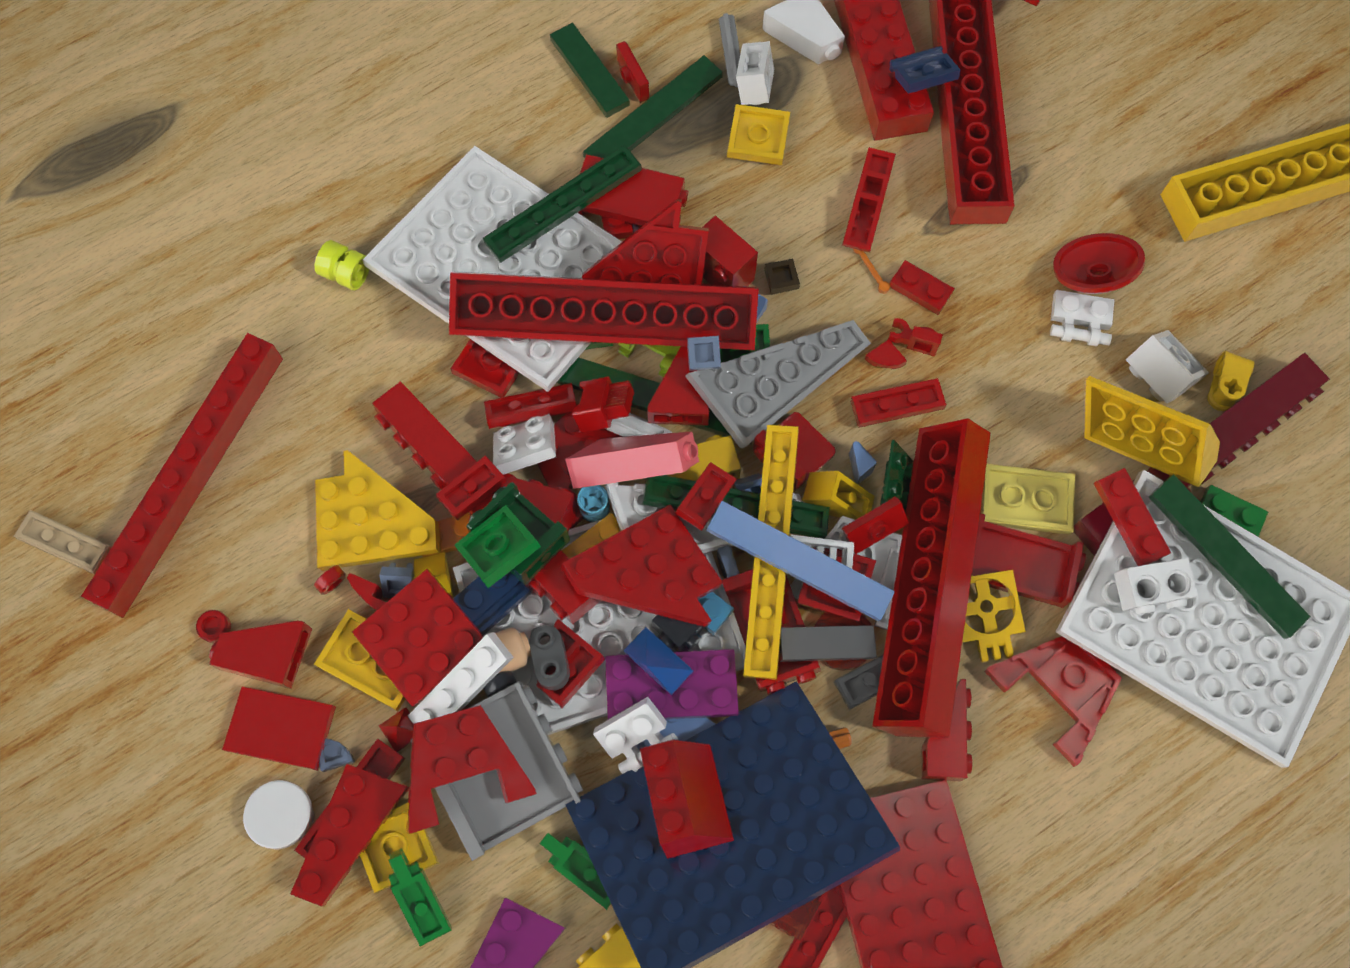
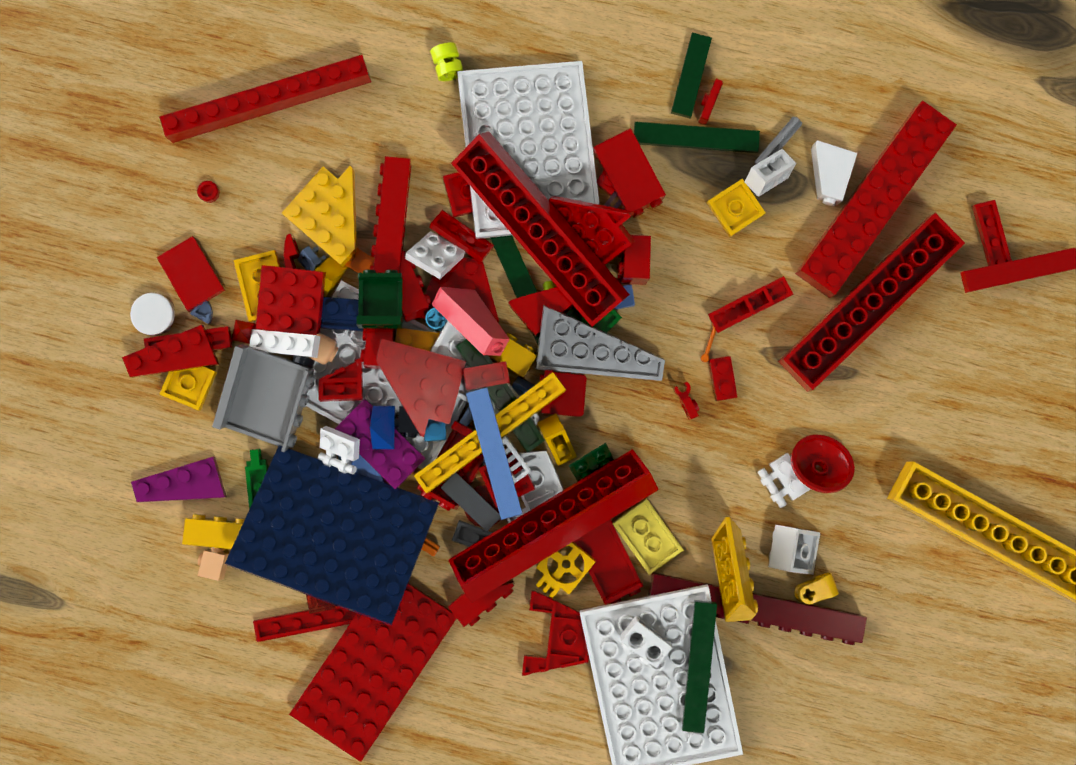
camera: 45 degrees right, 15 degrees up
(62, 541) = (179, 74): tan tile -> none
(263, 652) = (215, 230): red slope -> none
(330, 580) = (280, 226): red tile -> none
(417, 899) = (173, 417): green hinge -> none
(457, 749) = (250, 371): red wing -> none
(471, 488) = (382, 253): red plate -> none
(497, 546) = (360, 298): green plate -> none
(549, 655) = (338, 373): dark grey plate -> none
(562, 204) = (588, 144): dark green tile -> none
(602, 403) = (493, 274): red piece -> none
(635, 426) = (498, 303): white tile -> none
(685, 796) = (327, 501): red slope -> none
(703, 353) = (560, 304): sand blue tile -> none
(782, 276) = (658, 298): dark brown plate -> none
(861, 462) = (587, 434): medium blue slope -> none
(876, 525) = (553, 473): red plate -> none
(886, 356) = (662, 395): red tile -> none
(898, 402) = (640, 424): red plate -> none
(924, 69) = (854, 267): dark blue plate -> none
(1132, 518) = (673, 601): red plate -> none
(1235, 509) = (737, 648): green plate -> none

